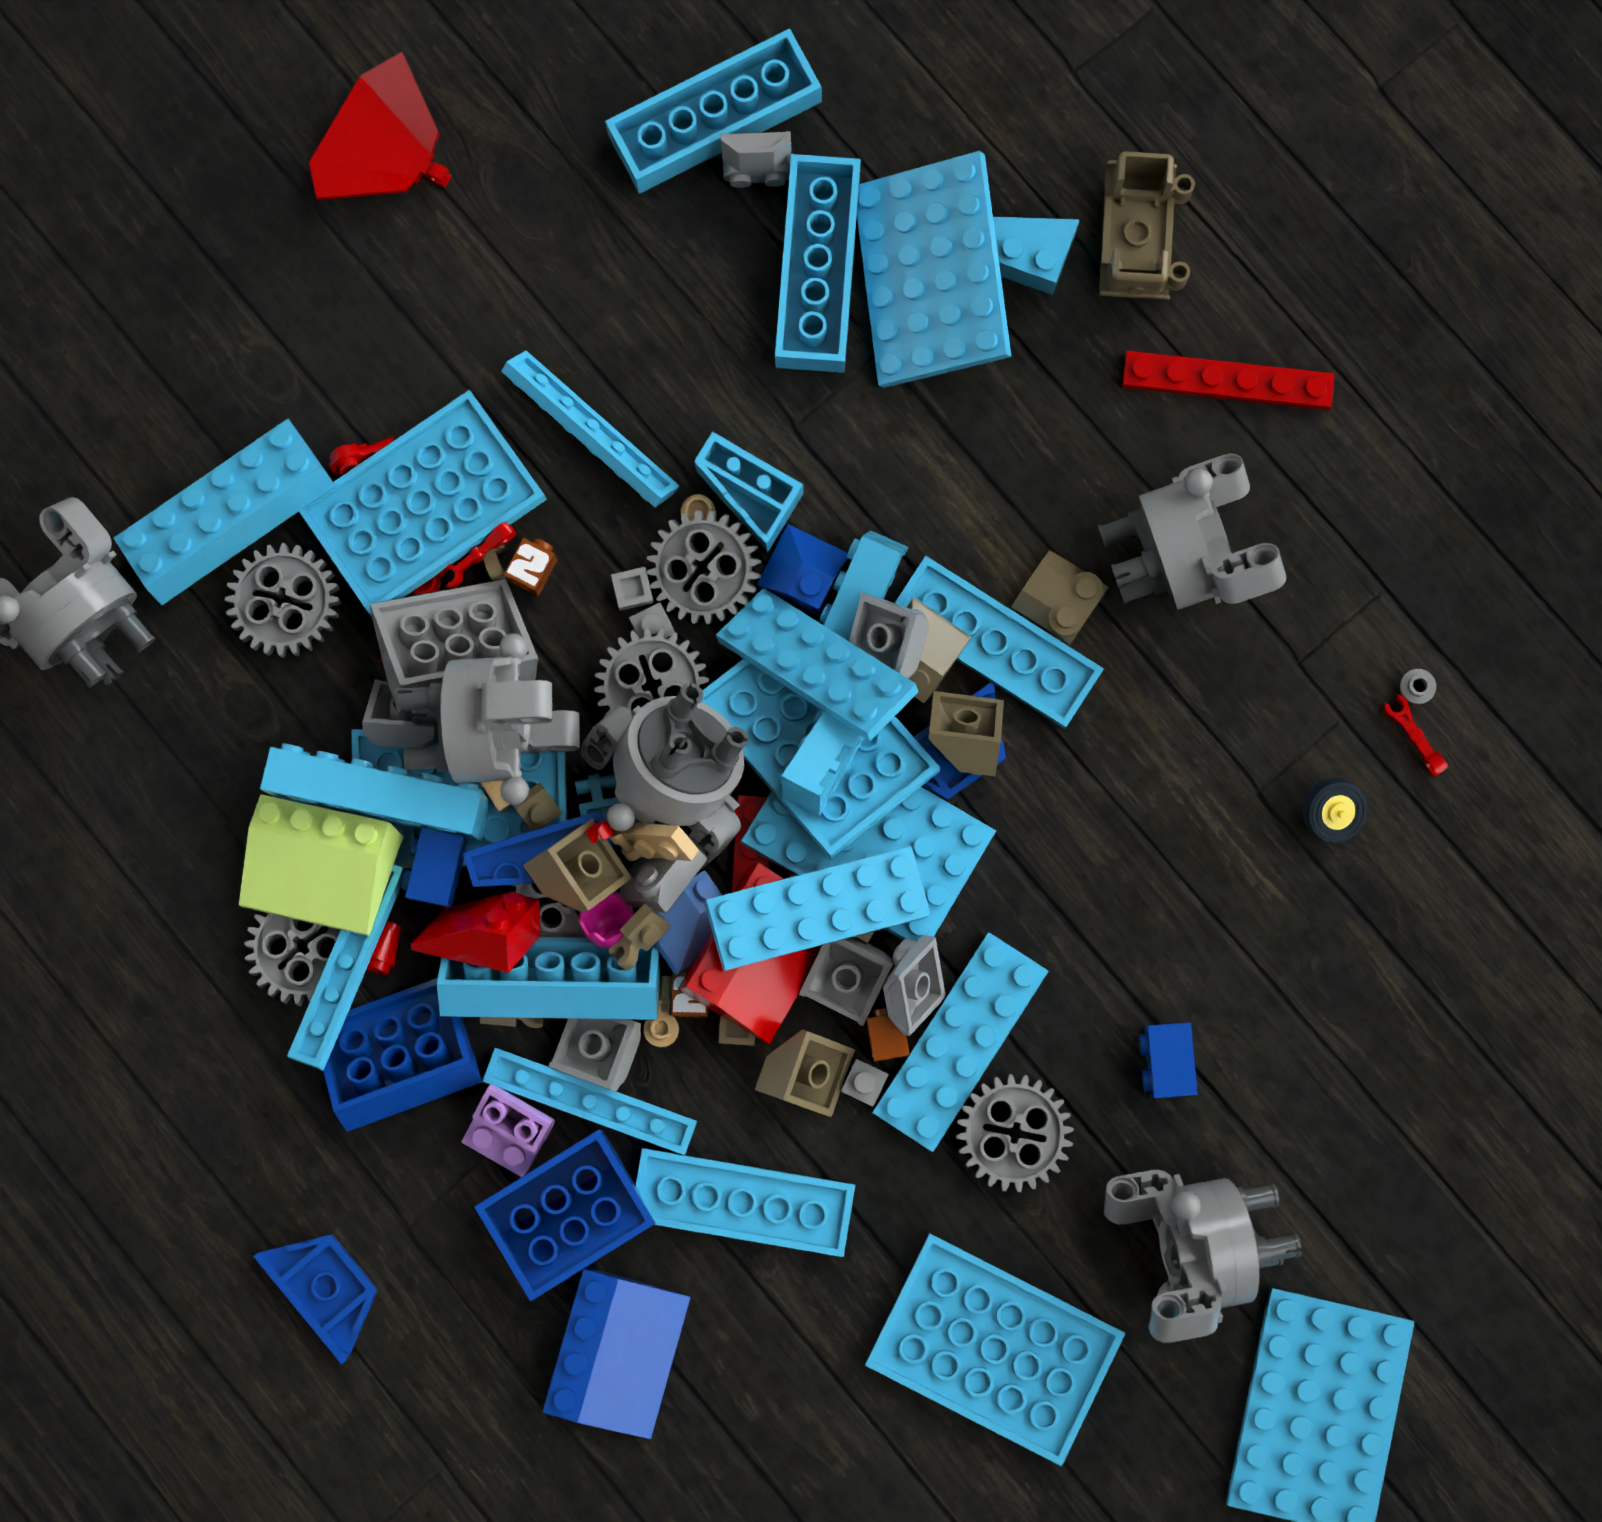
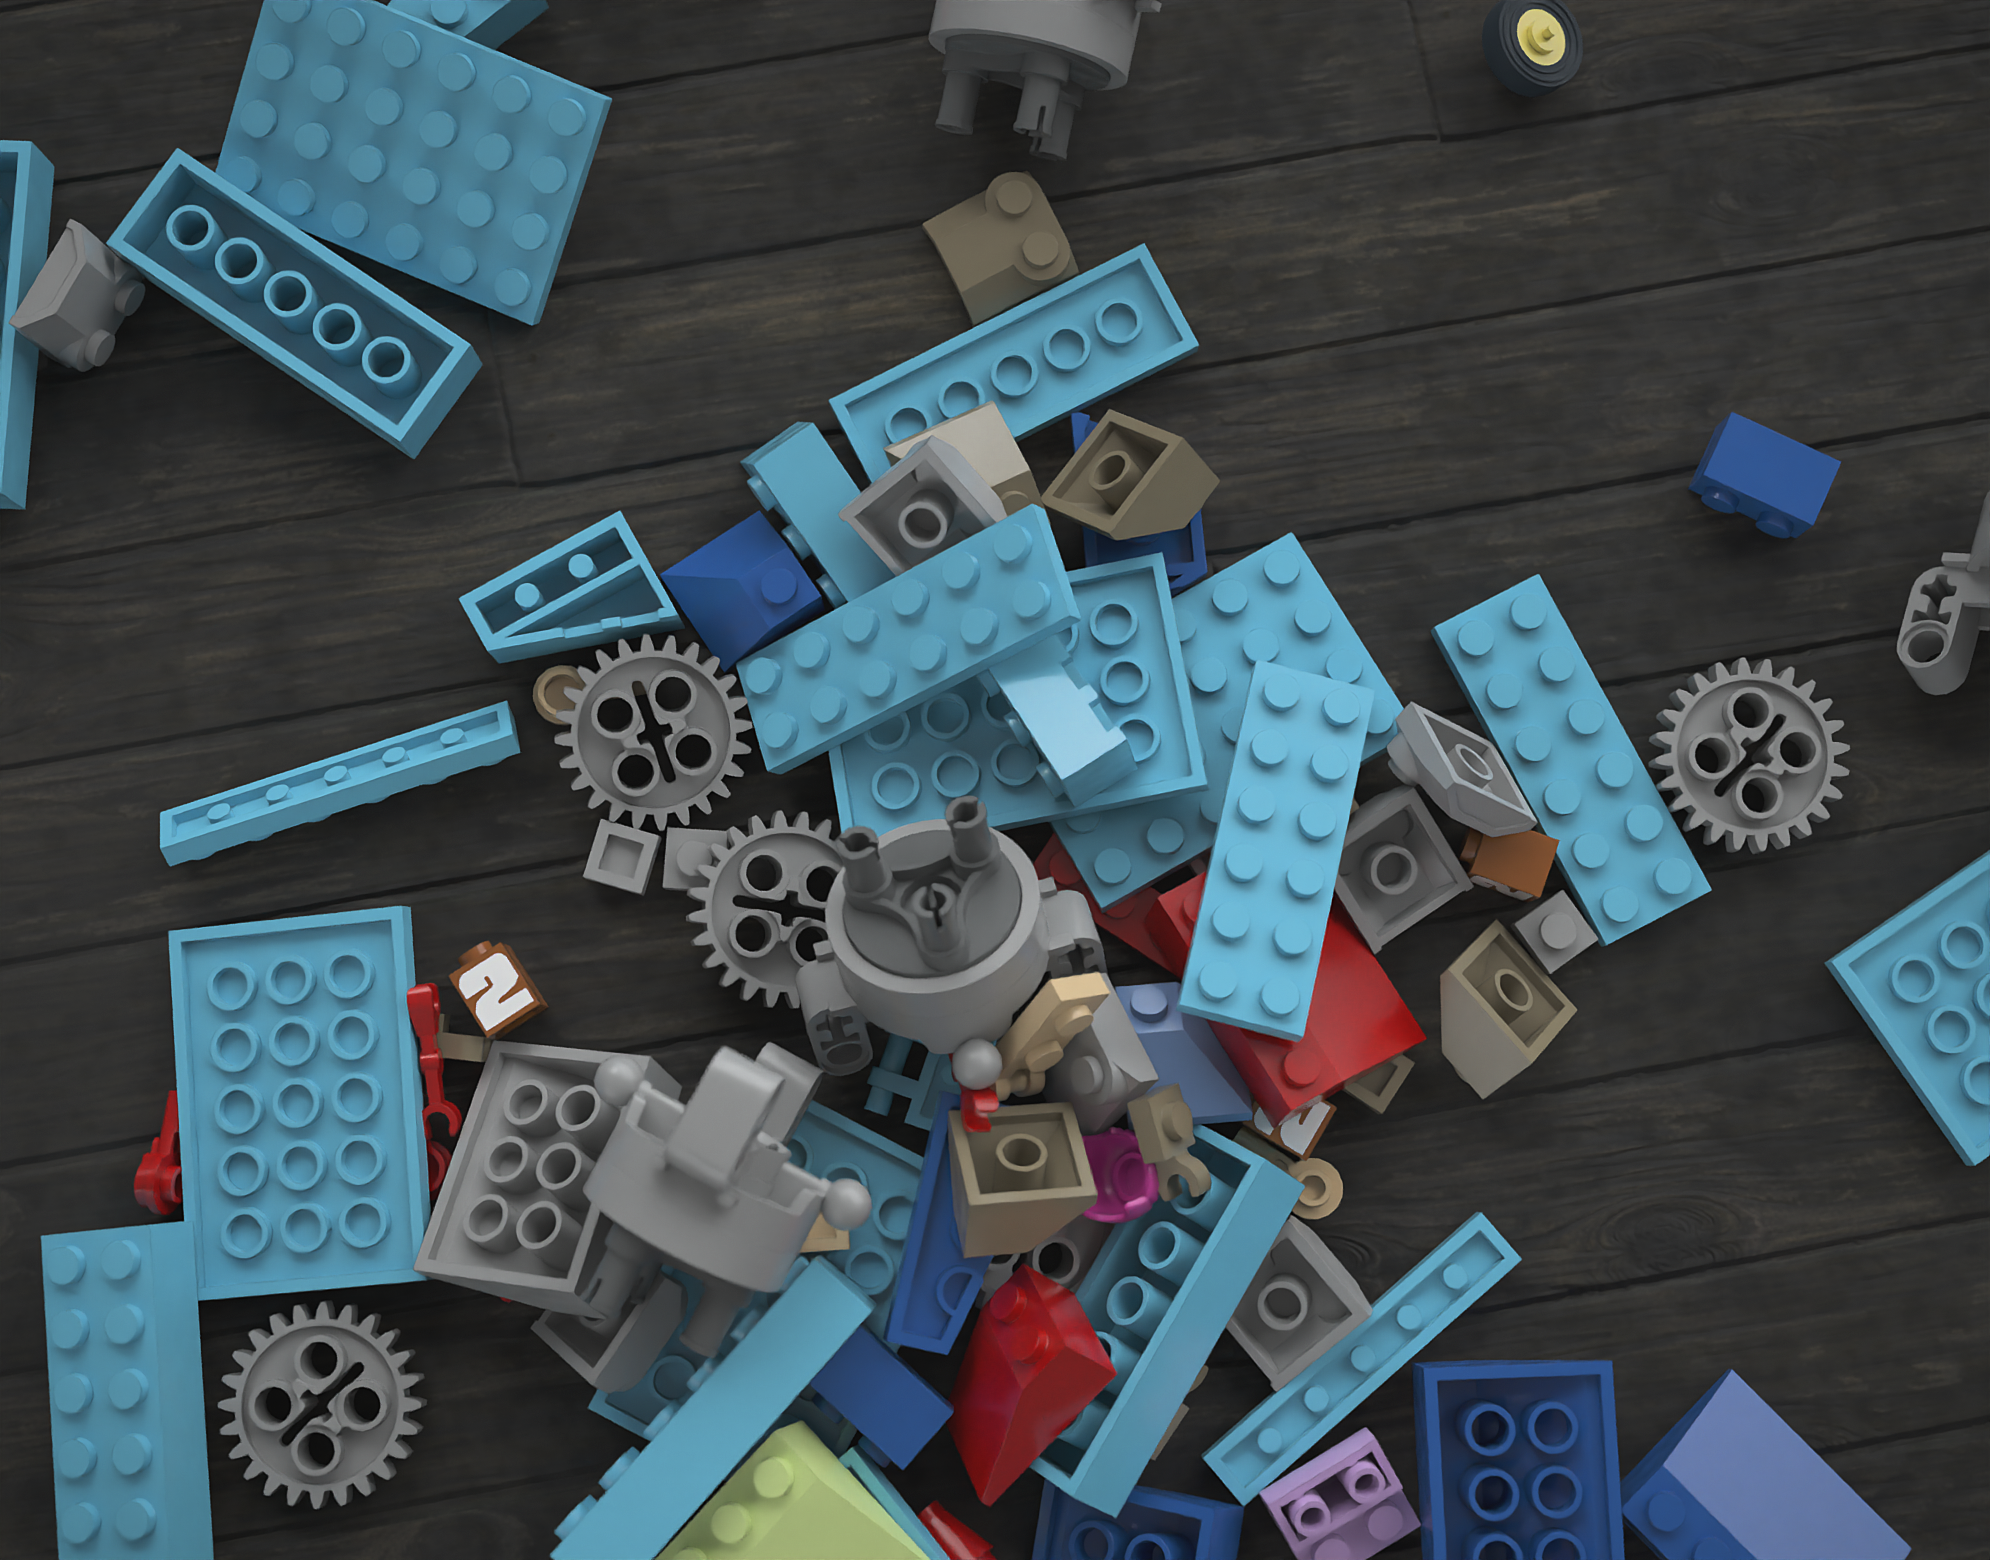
camera: 70 degrees left, 0 degrees up
(538, 808) = (886, 1183): dark tan plate -> none
(745, 1202) = (1638, 1207): medium azure plate -> none

